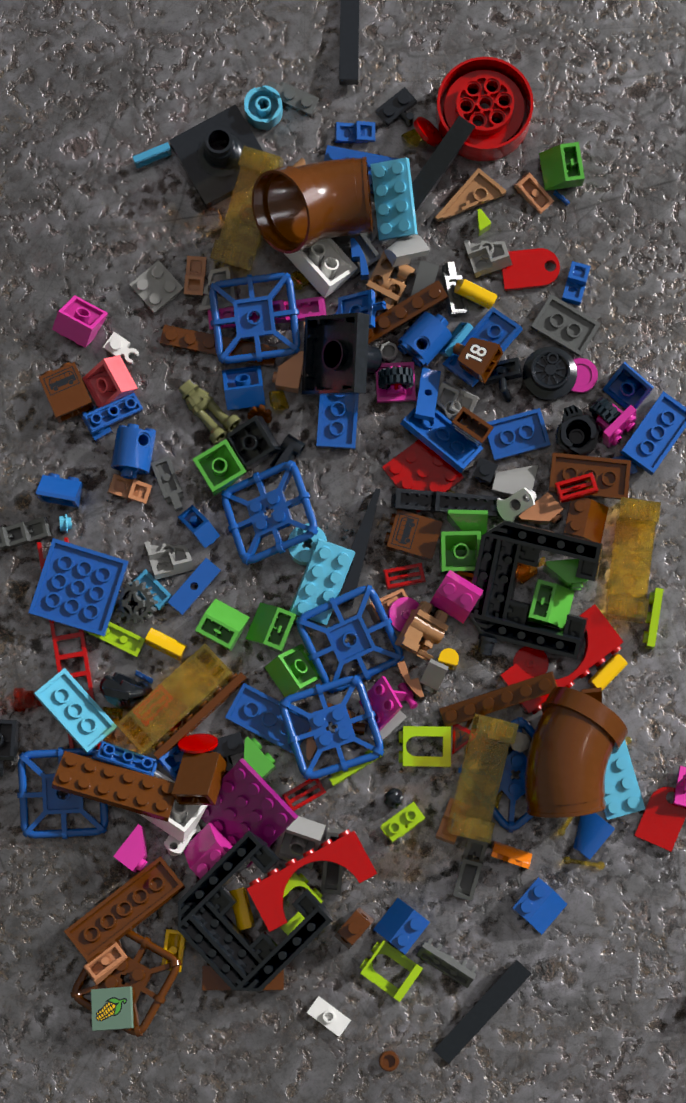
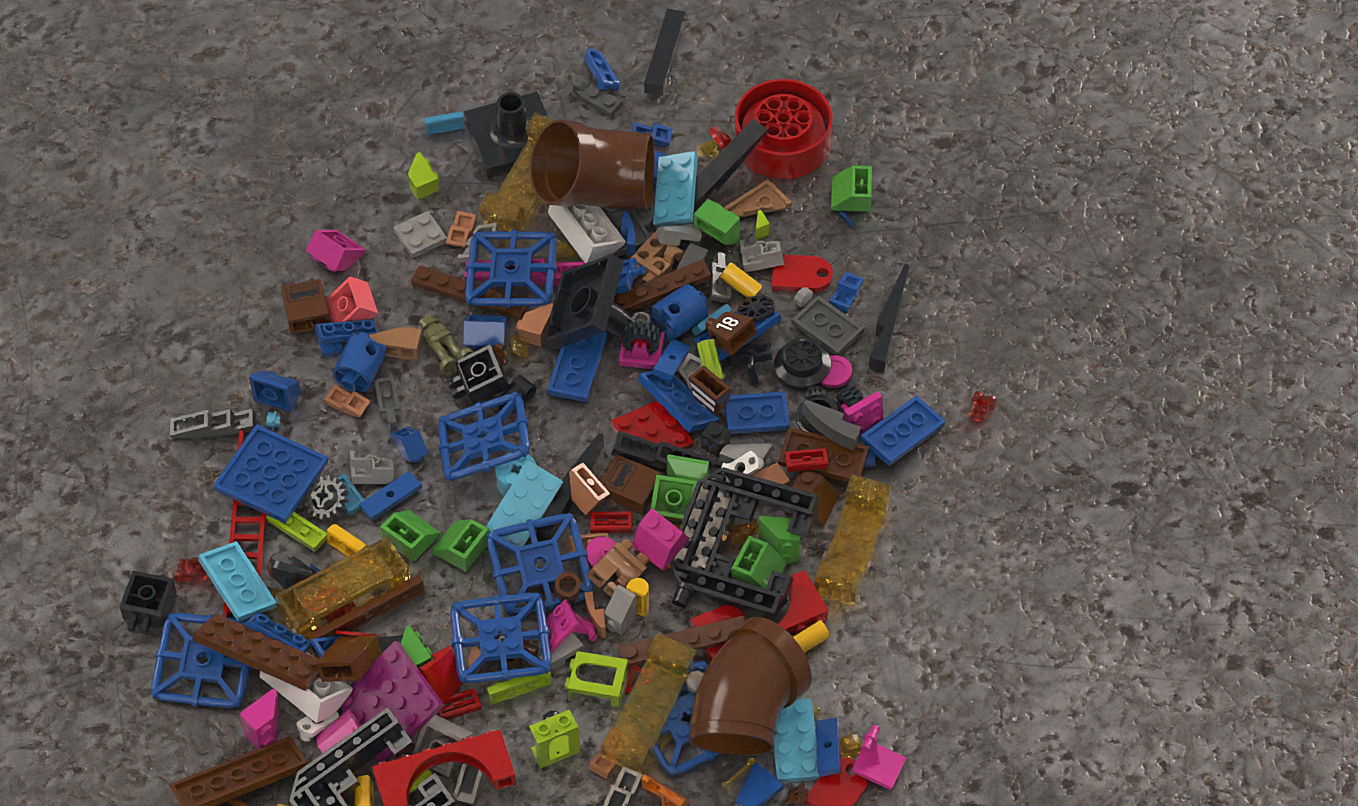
camera: 10 degrees right, 25 degrees down
(118, 345) = (373, 278): white plate -> none
(143, 223) = (422, 178): none -> lime slope
(163, 417) = (401, 342): none -> medium nougat slope
(219, 467) = (442, 391): bright green slope -> none
(260, 97) = (564, 98): medium azure brick -> none
(263, 717) = (432, 622): blue plate -> none
(286, 777) = (442, 673): none -> red slope
(291, 65) = (601, 70): none -> blue plate
(292, 671) = (471, 582): bright green slope -> none
(377, 553) = (586, 489): none -> nougat slope
(381, 663) = (567, 587): none -> reddish brown piece
(397, 107) = (697, 120): black plate -> none
(443, 233) = (718, 222): none -> bright green slope
(465, 390) = (709, 357): none -> lime axle
(496, 322) = (757, 308): none -> black wheel
(533, 193) = (818, 209): nougat slope -> none
(537, 298) = (803, 297): none -> light grey tile
(594, 448) = (831, 424): none -> dark grey slope
(623, 312) = (887, 323): none -> black slope
(628, 387) = (886, 382): blue slope -> none
(632, 835) = (797, 795): none -> reddish brown plate
(644, 770) = (828, 747): none -> blue tile
(652, 620) = (865, 597): lime plate -> none
(664, 770) = (850, 745): none -> clear yellow slope

